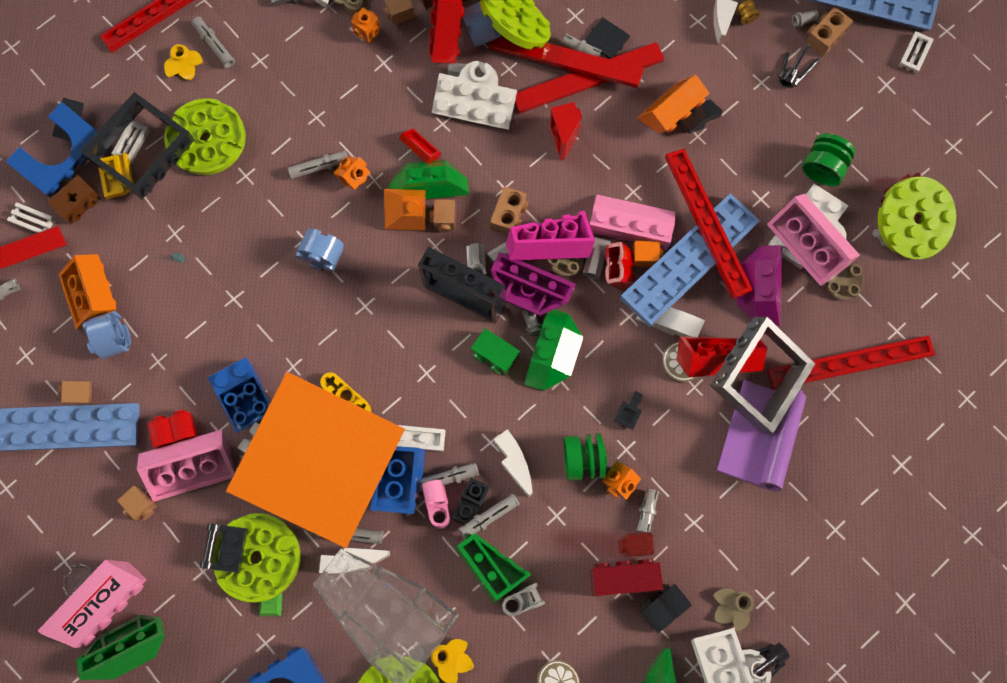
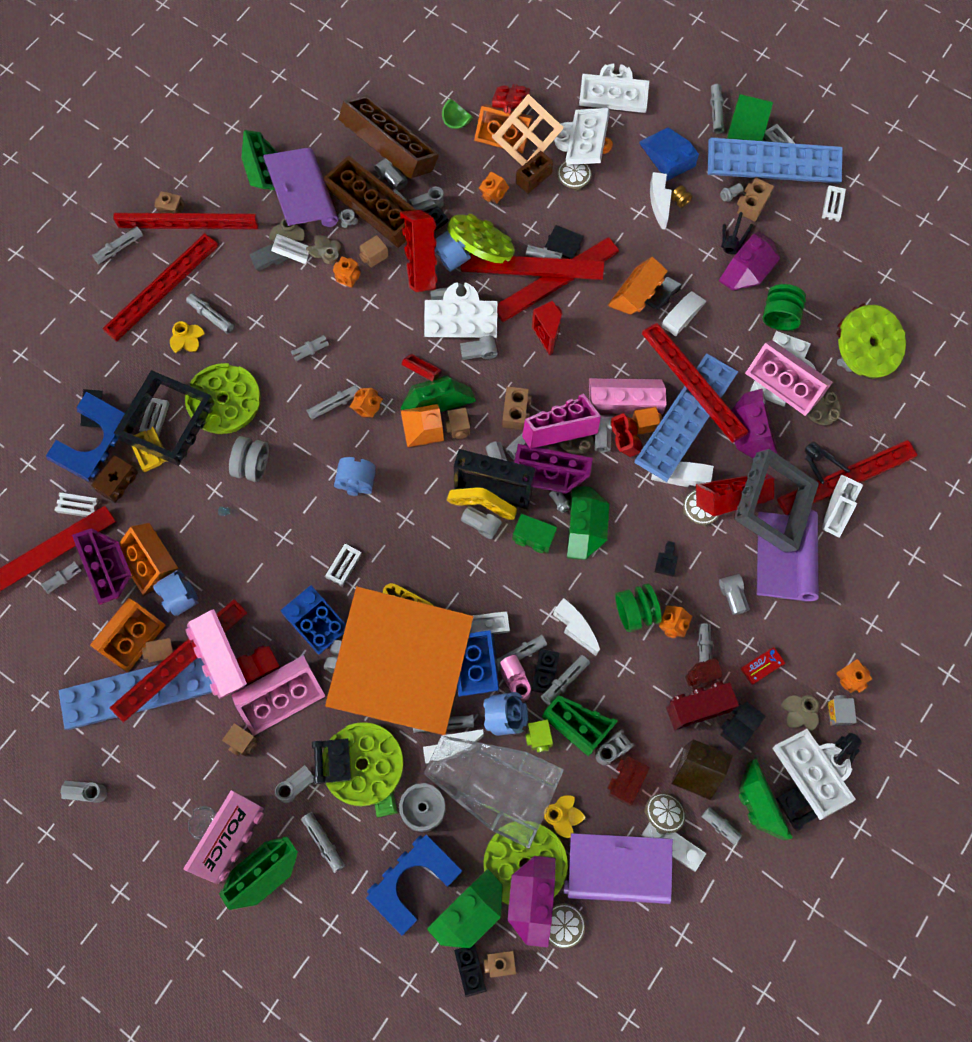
camera: 15 degrees left, 5 degrees down
(40, 288) = (103, 564): none -> magenta wedge
(47, 366) = (126, 634): none -> orange slope
(91, 407) = (170, 667): none -> red tile
(129, 410) = (216, 654): none -> bright pink slope
(183, 563) = (297, 783): none -> light grey piece
(198, 634) = (322, 841): none -> light grey pin
(214, 208) = (248, 459): none -> light grey wheel
(270, 349) = (336, 562): none -> white tile
(295, 609) = (422, 820): none -> light grey wheel
(308, 100) = (310, 348): none -> light grey pin
(415, 540) = (505, 714): none -> medium blue brick
(446, 330) = (485, 524): none -> light grey piece
(446, 570) = (539, 736): none -> lime brick
(450, 304) = (482, 496): none -> yellow beam
(492, 138) = (483, 348): none -> light grey piece
(528, 639) = (628, 780): none -> clear red brick
(607, 647) = (701, 769): none -> dark brown slope
(693, 458) = (734, 590): none -> light grey piece
(704, 548) = (763, 665): none -> red tile
(716, 143) = (683, 313): none -> white slope
(777, 617) = (842, 711): none -> light grey brick
(794, 579) = (854, 677): none -> orange brick
(806, 102) = (751, 263): none -> magenta wedge
(823, 328) = (816, 452): none -> black plant
(835, 393) = (841, 505): none -> white slope

